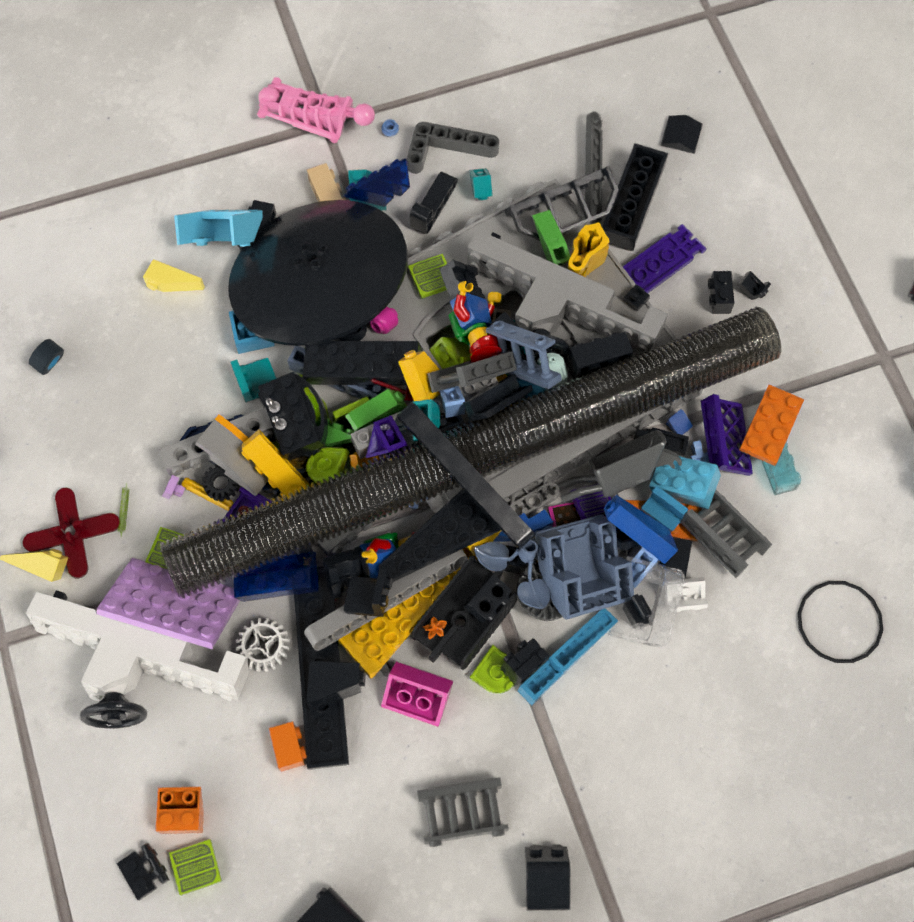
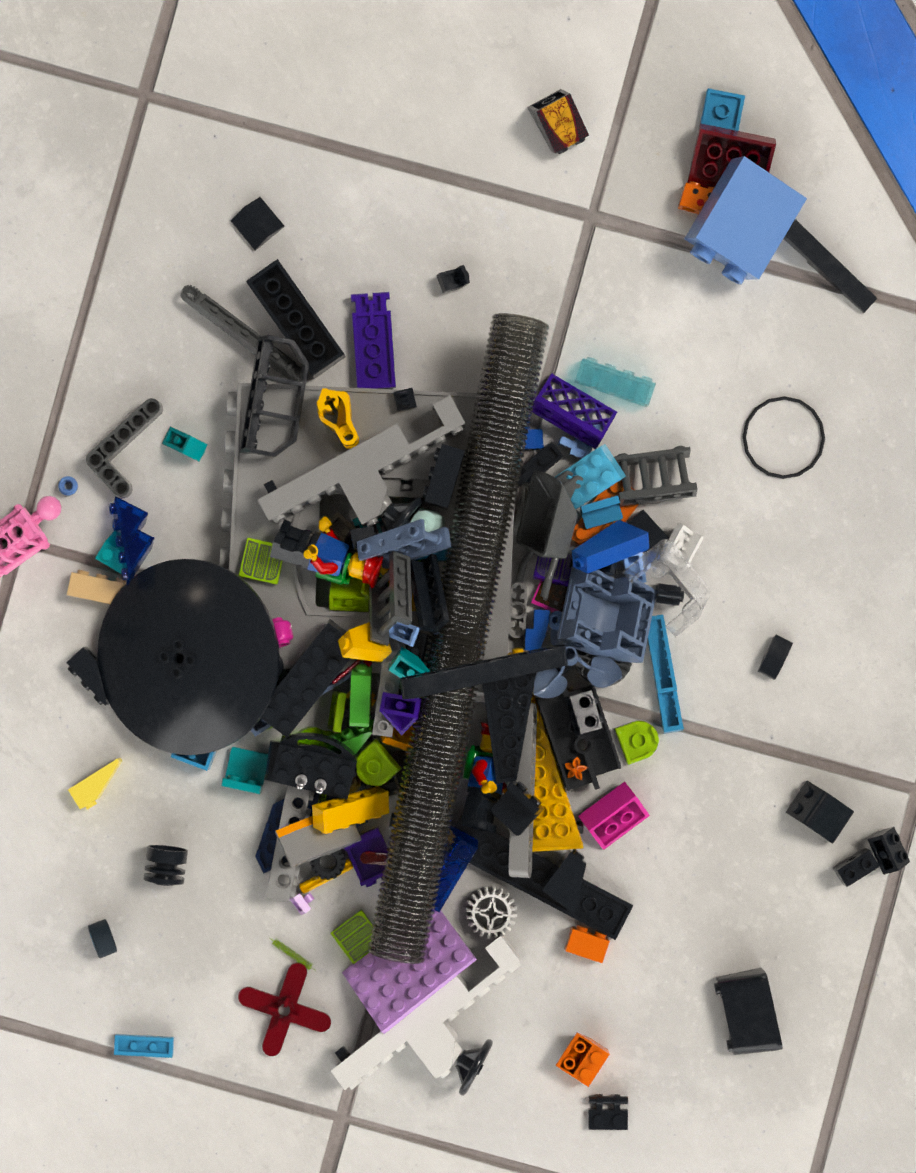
camera: 55 degrees left, 20 degrees up
(45, 564) = (298, 1050): light yellow slope -> none
(137, 363) = (165, 865): none -> black wheel
(195, 867) = (631, 1071): tile -> none
(218, 225) = (73, 705): medium azure windscreen -> none
(425, 214) = (176, 500): black beam -> none
(449, 794) = (708, 842): dark grey fence -> none
(524, 661) = (647, 715): black brick -> none
(551, 238) = (304, 436): bright green slope -> none
(653, 740) = (775, 657): none -> black slope
(721, 292) = (440, 312): black brick -> none
(771, 425) = (591, 368): orange plate -> none

